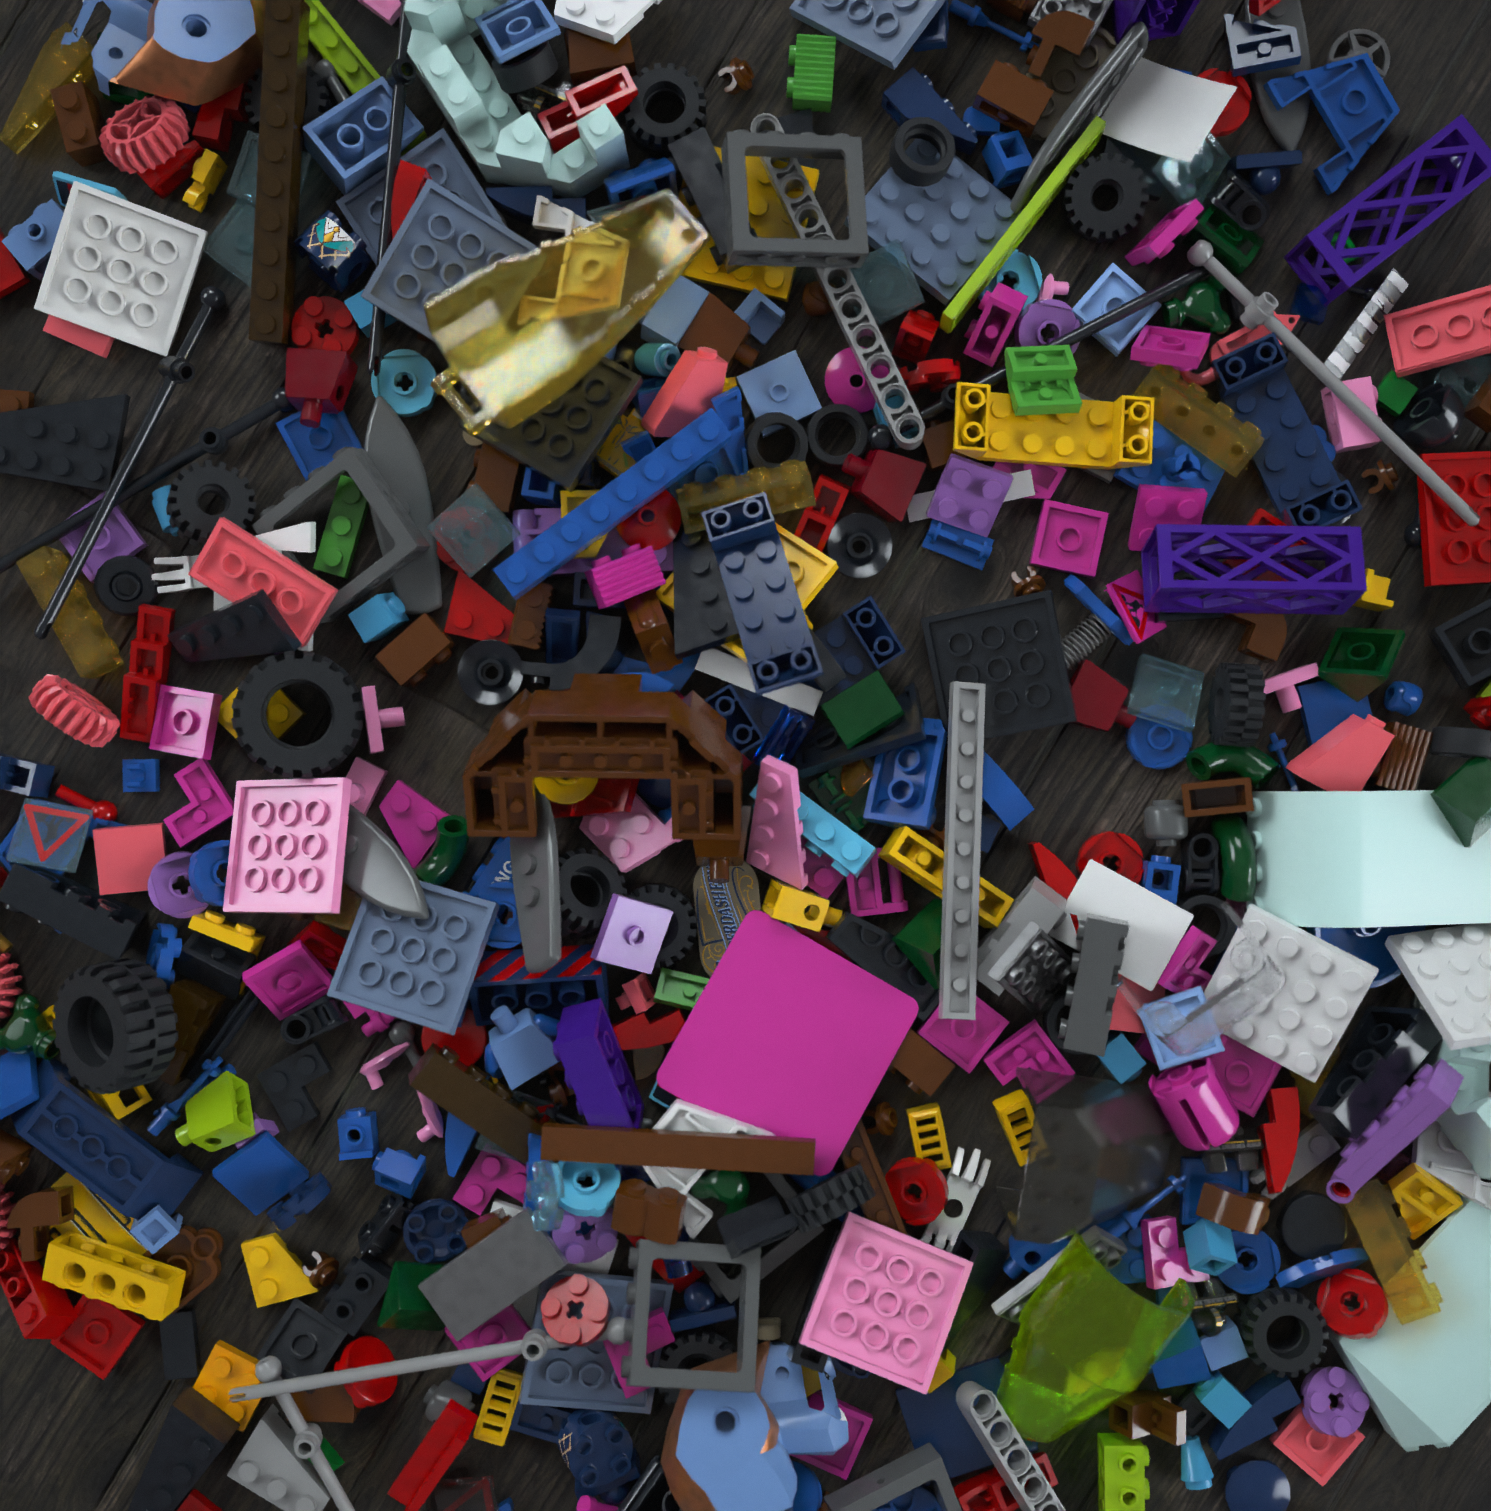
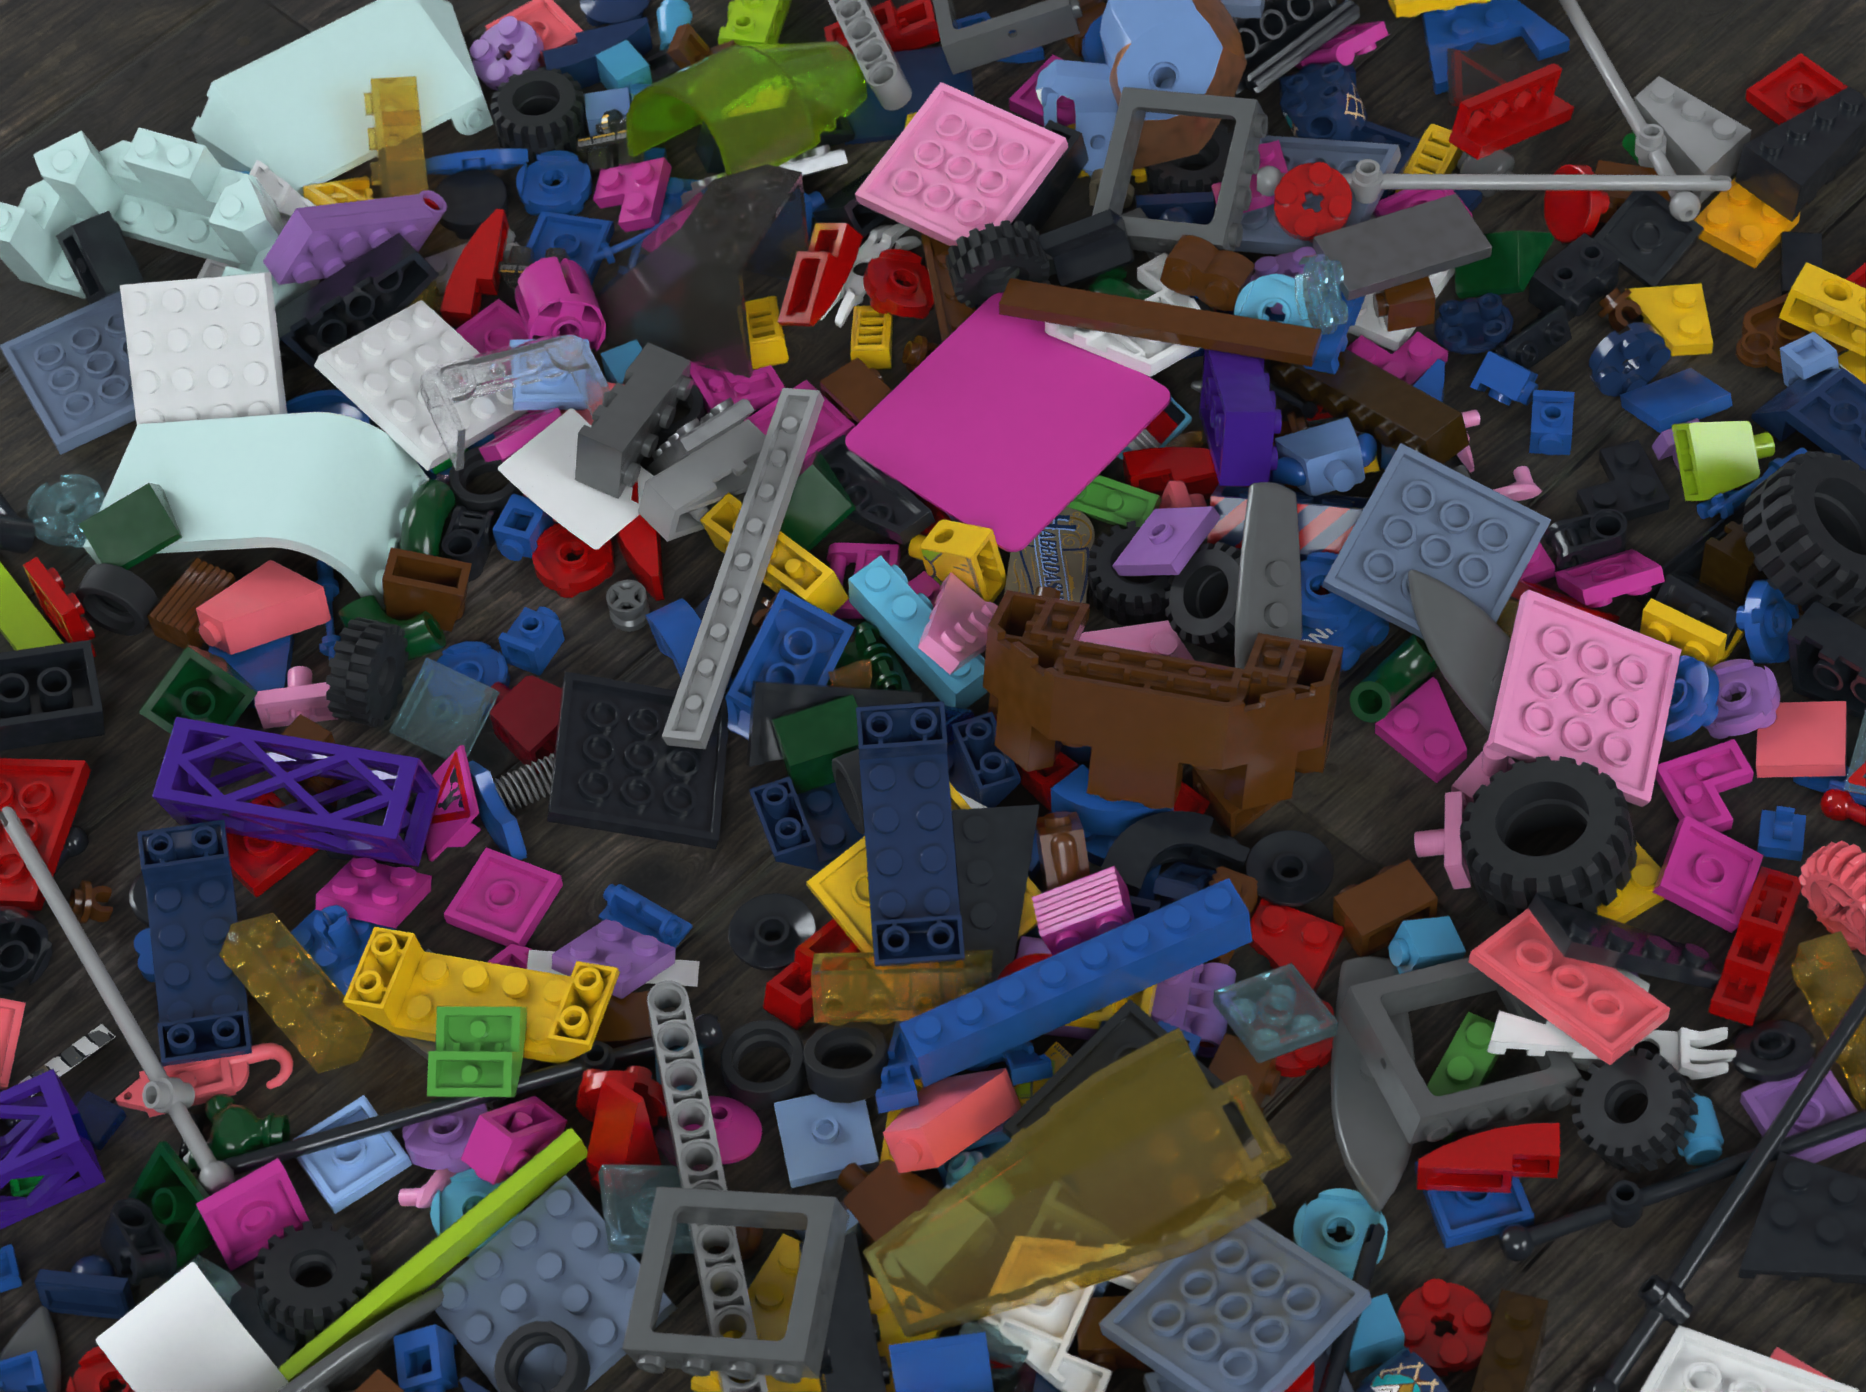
camera: 165 degrees left, 35 degrees down
(303, 449) = (1492, 1158): none -> red slope
(318, 382) = (1462, 1241): dark red torso -> none
(884, 481) = (724, 987): dark red torso -> none
(984, 1179) = (819, 273): none -> red slope
(1029, 585) = (572, 851): reddish brown plate -> none
(1057, 827) = (628, 595): none -> dark grey wheel
(1111, 766) = (532, 640): none -> blue brick
(1165, 822) = (493, 582): dark grey head -> none
(1170, 347) = (297, 1072): dark pink plate -> none
(1209, 1247) = (590, 188): dark azure brick -> none
(1233, 1208) = (553, 212): reddish brown brick -> none
(1344, 427) = (77, 991): bright pink brick -> none
(1362, 1321) = (452, 100): red plate -> none
(1376, 593) = (143, 786): yellow panel -> none
(1395, 393) = (37, 993): green tile -> none
(1403, 698) = (158, 661): blue piece -> none

